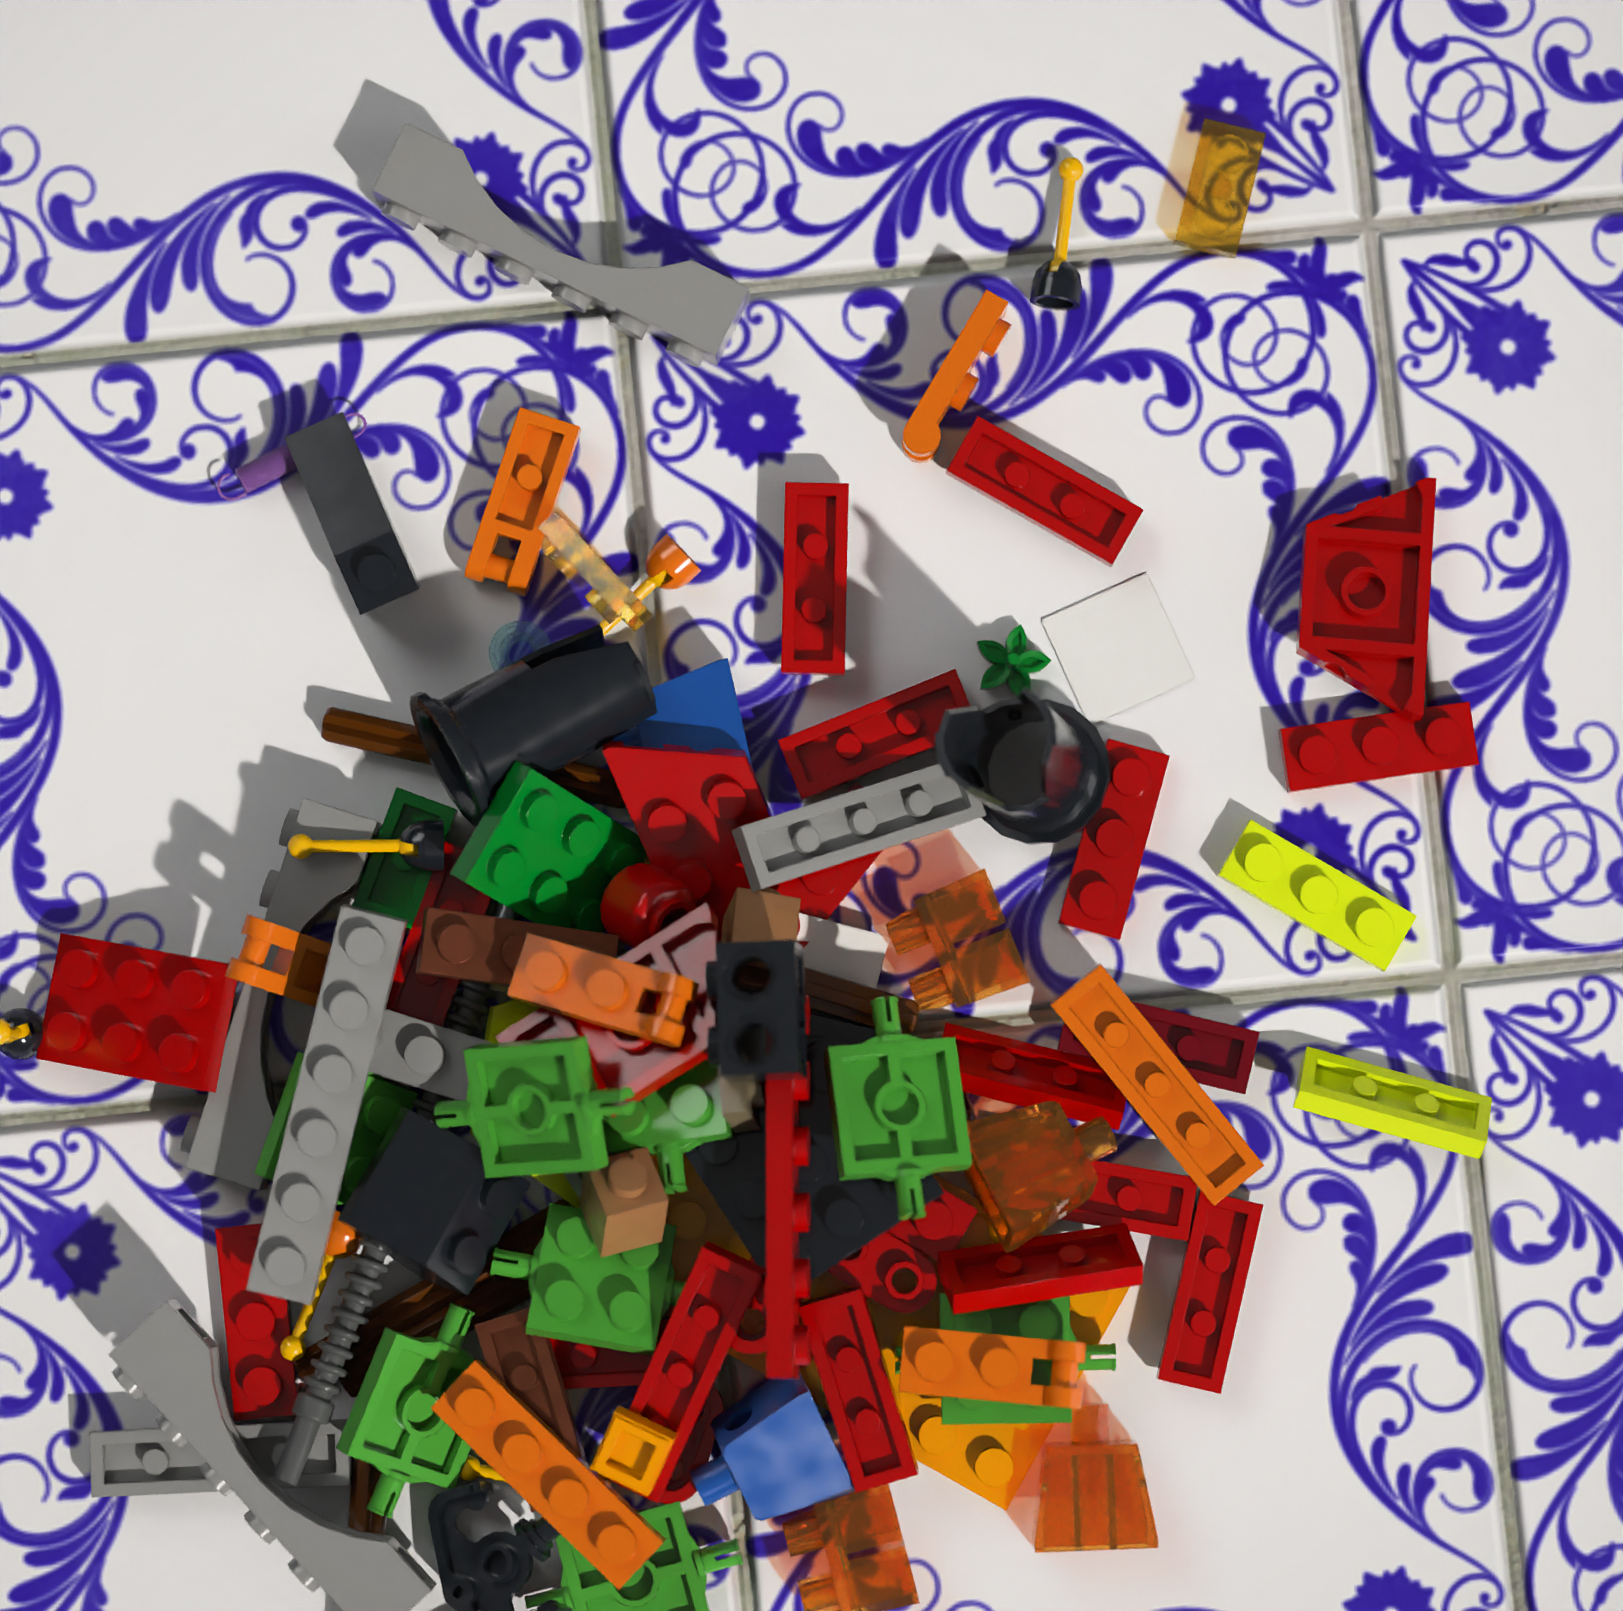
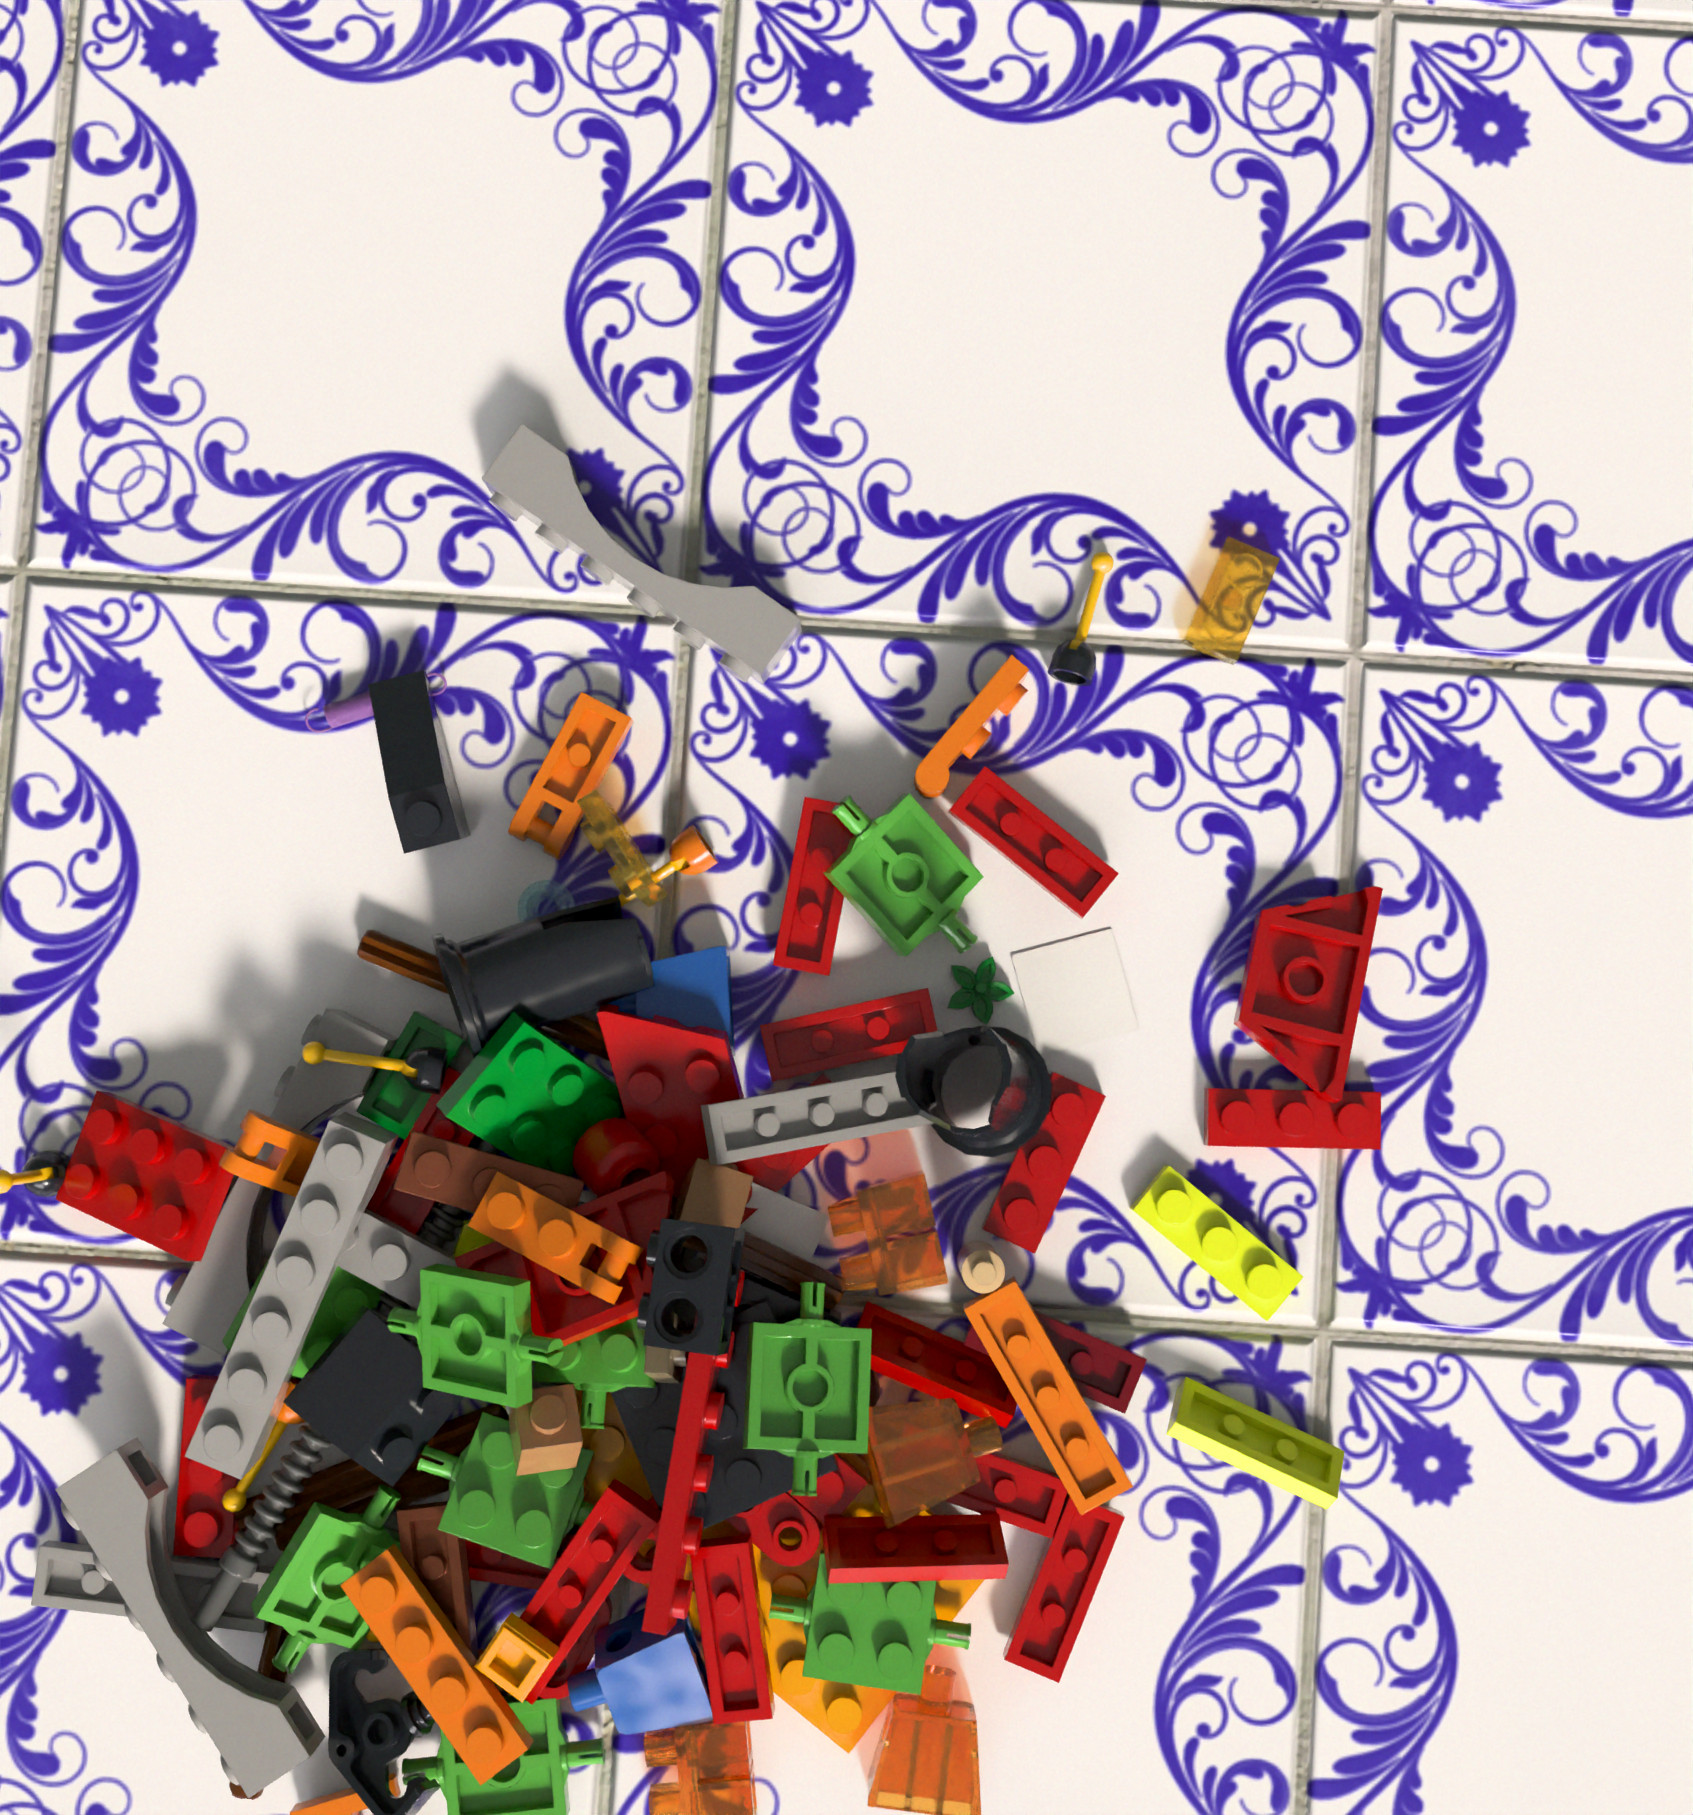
camera: 10 degrees right, 0 degrees up
(908, 549) = (904, 875): none -> bright green plate
(989, 1367) = (853, 1636): orange plate -> none
(1062, 959) = (980, 1266): none -> tan cylinder

